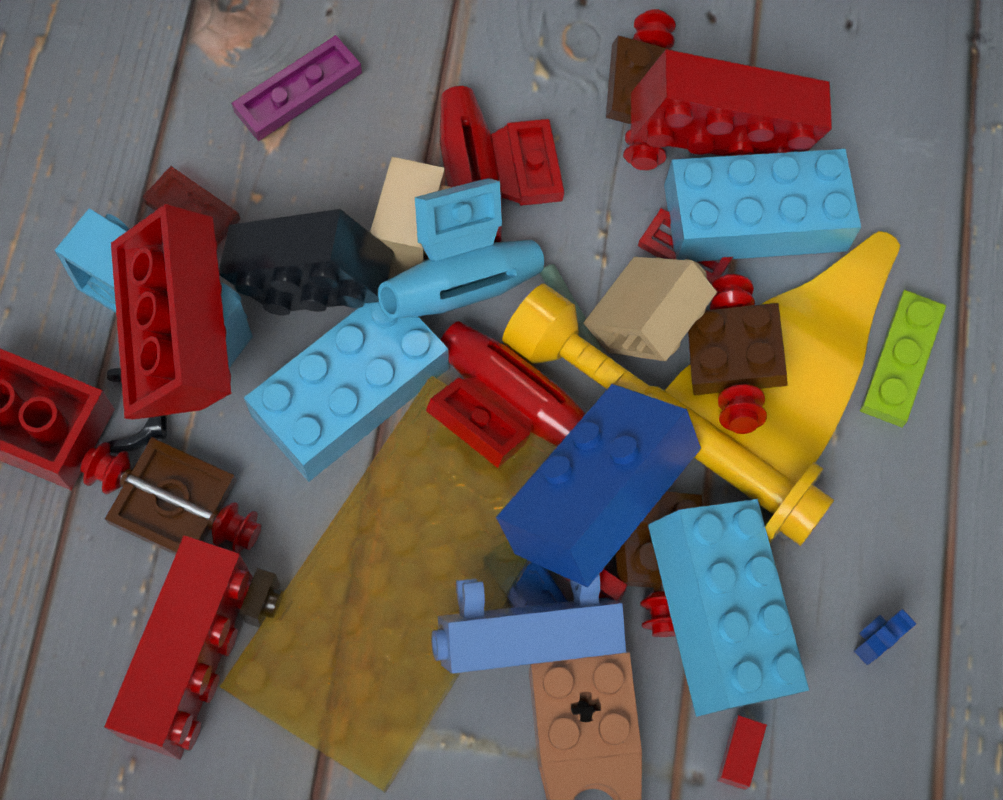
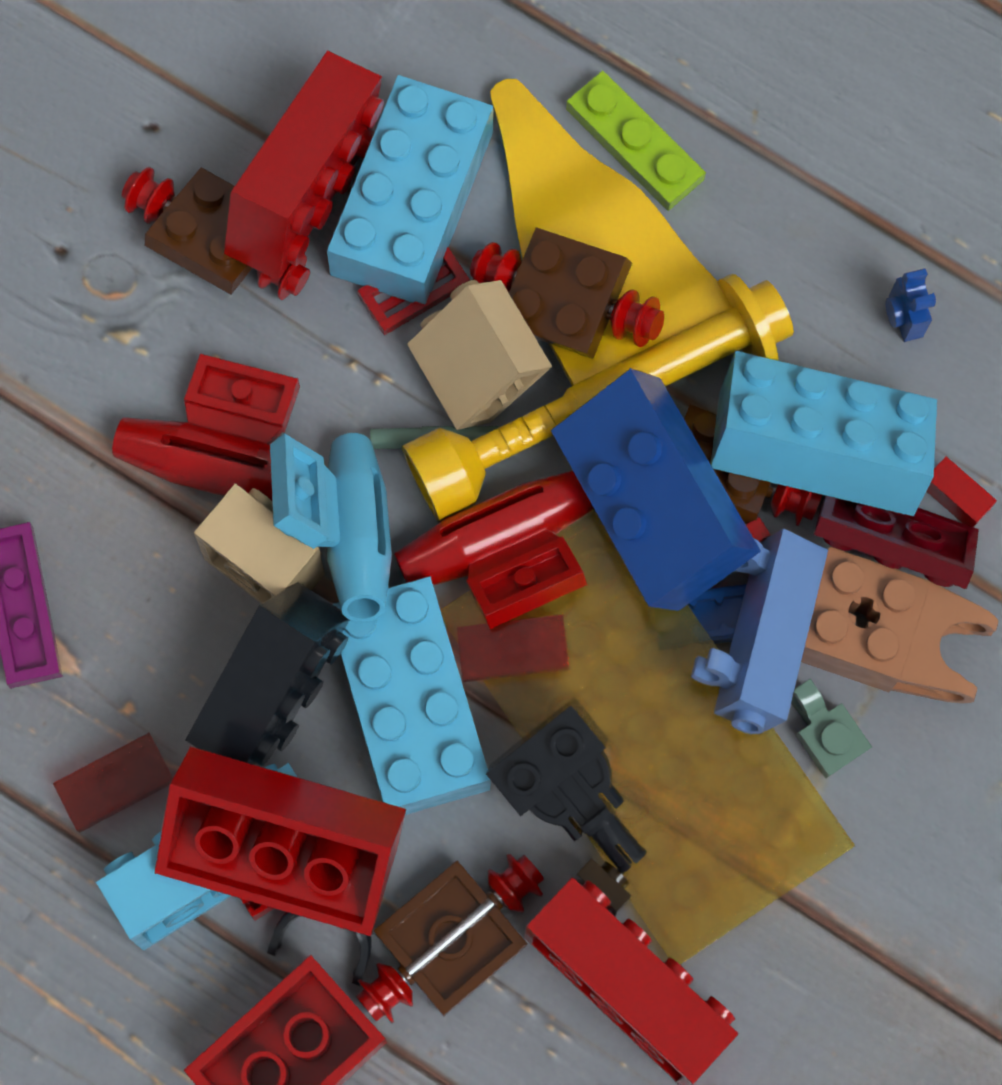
camera: 65 degrees left, 5 degrees up
(327, 524) = (561, 774): none -> black brick
(422, 440) = (513, 648): none -> clear red plate
(473, 732) = (832, 735): none -> sand green plate
(674, 741) = (921, 542): none -> dark red plate

